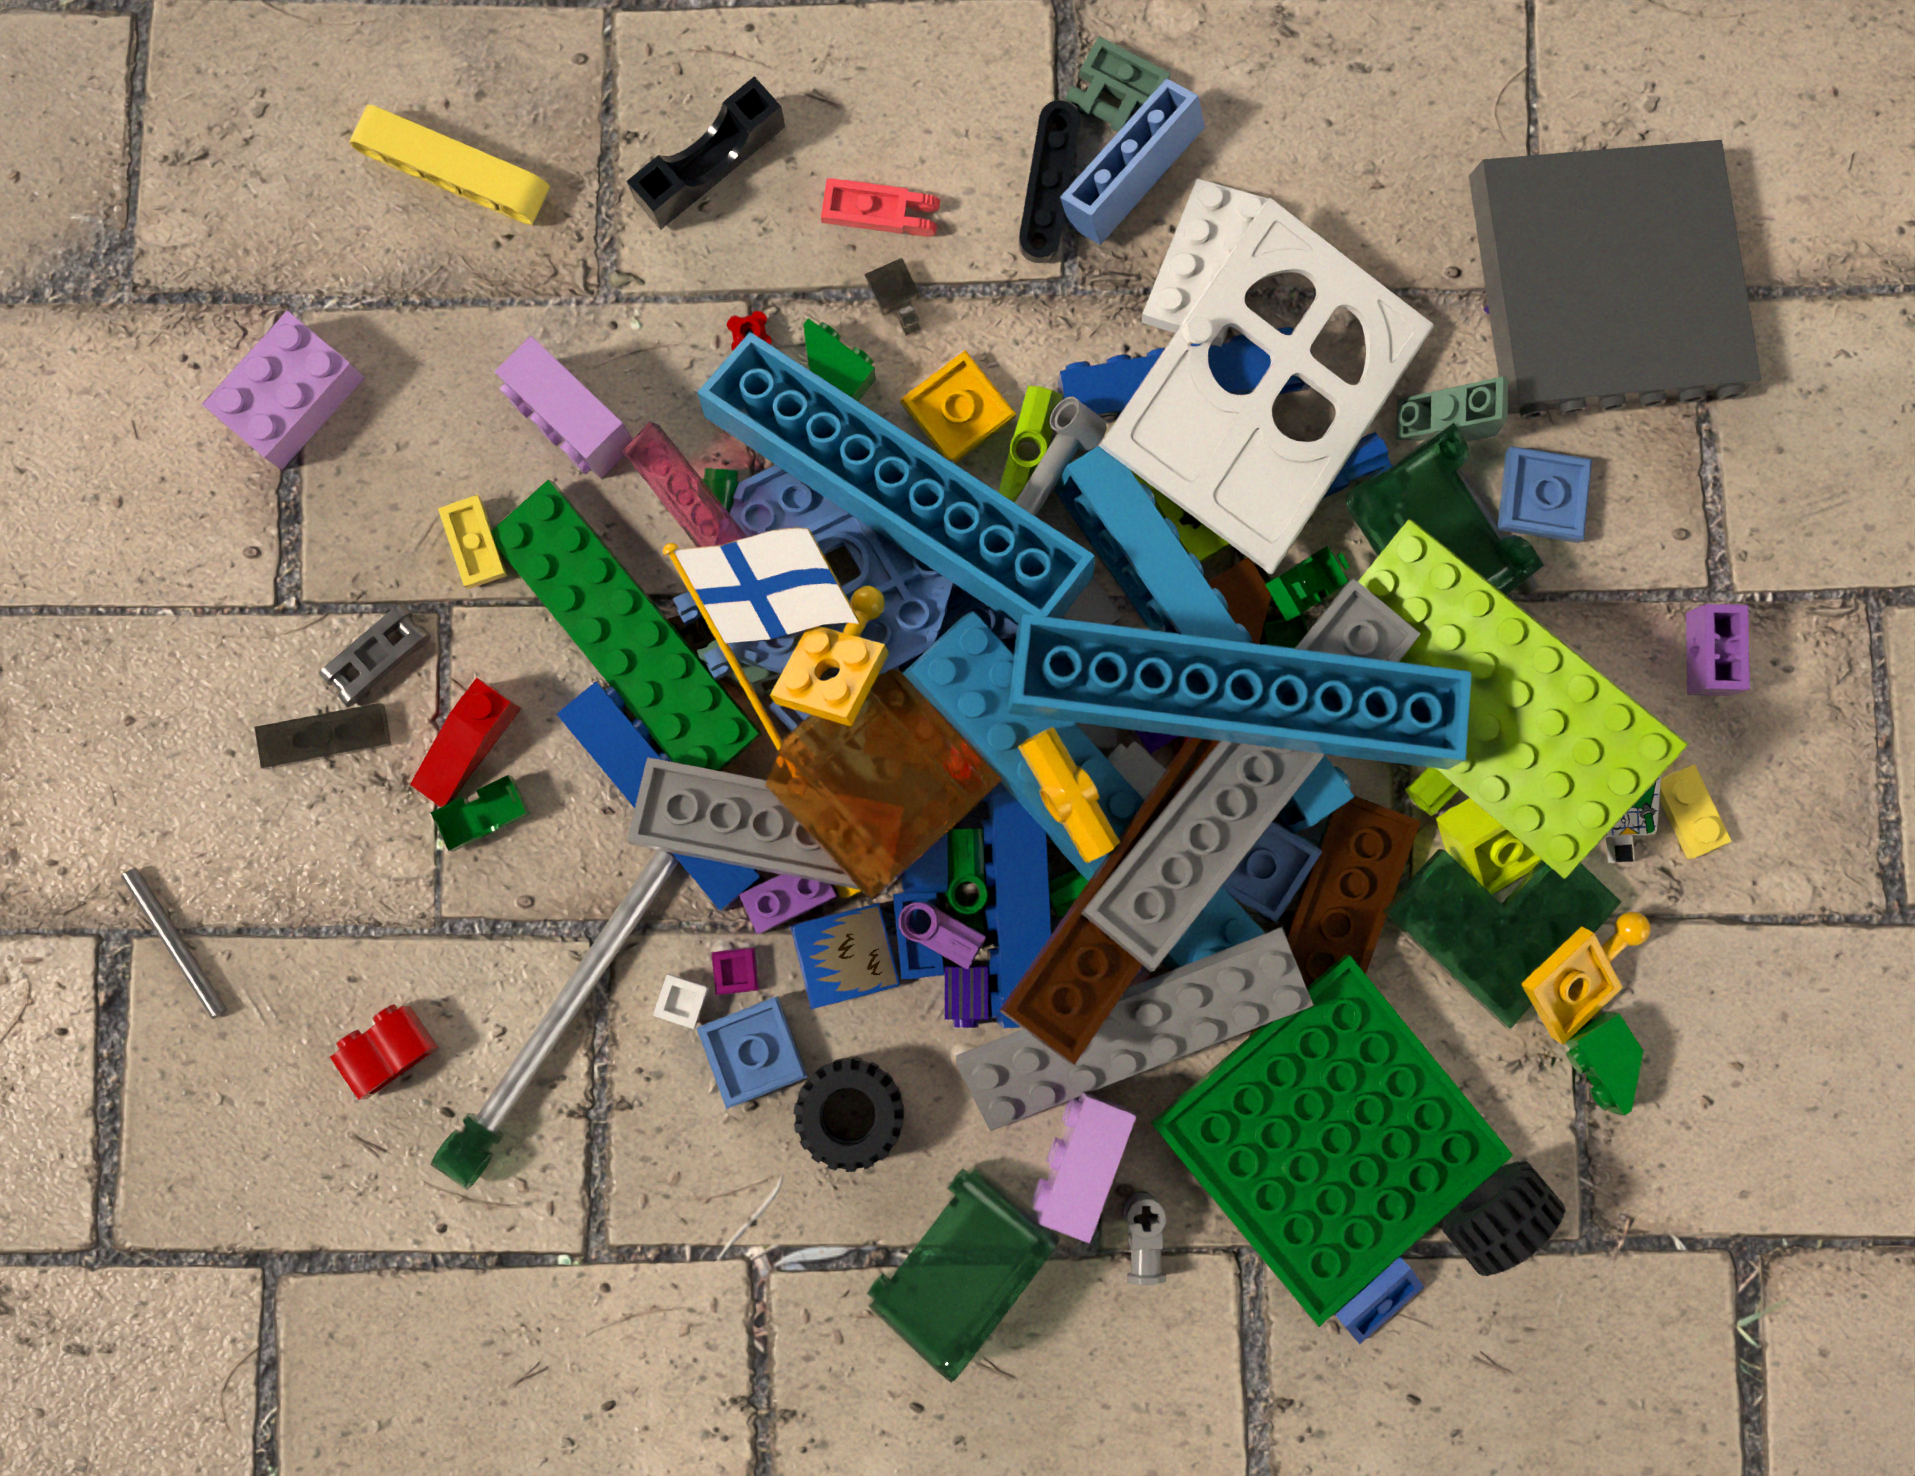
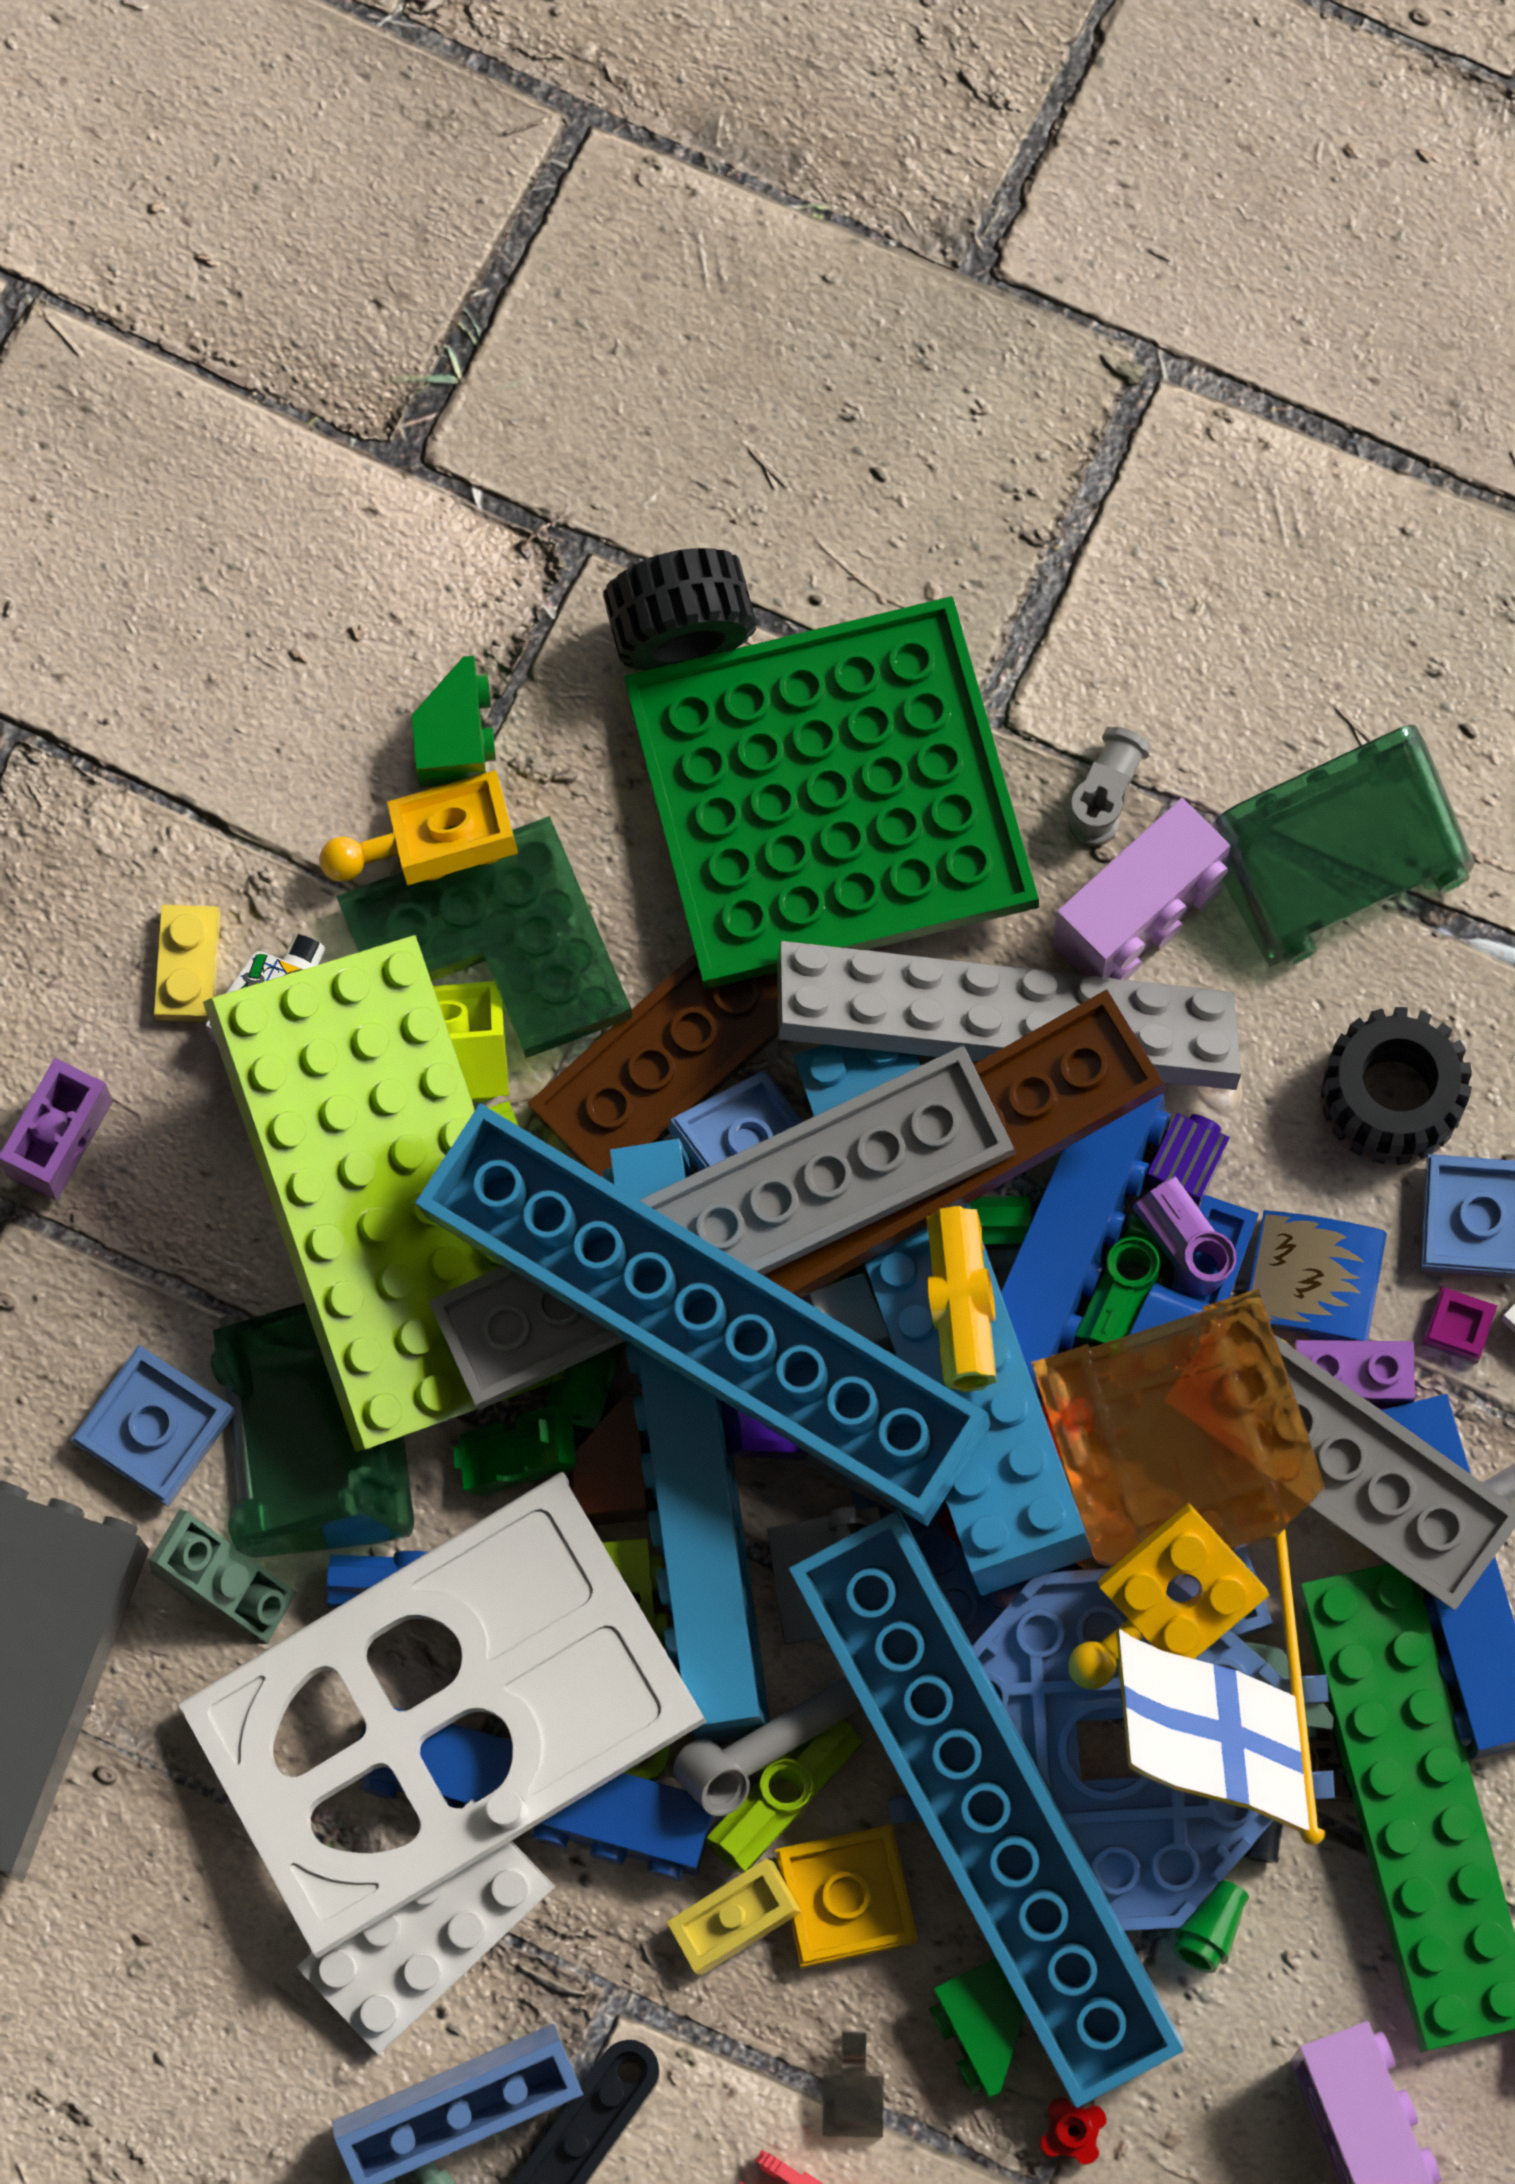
camera: 150 degrees left, 10 degrees down
(681, 488) = (1256, 1925): clear pink plate -> none
(1021, 359) = (733, 1917): none -> light yellow plate
(1379, 1300) = (865, 593): blue plate -> none

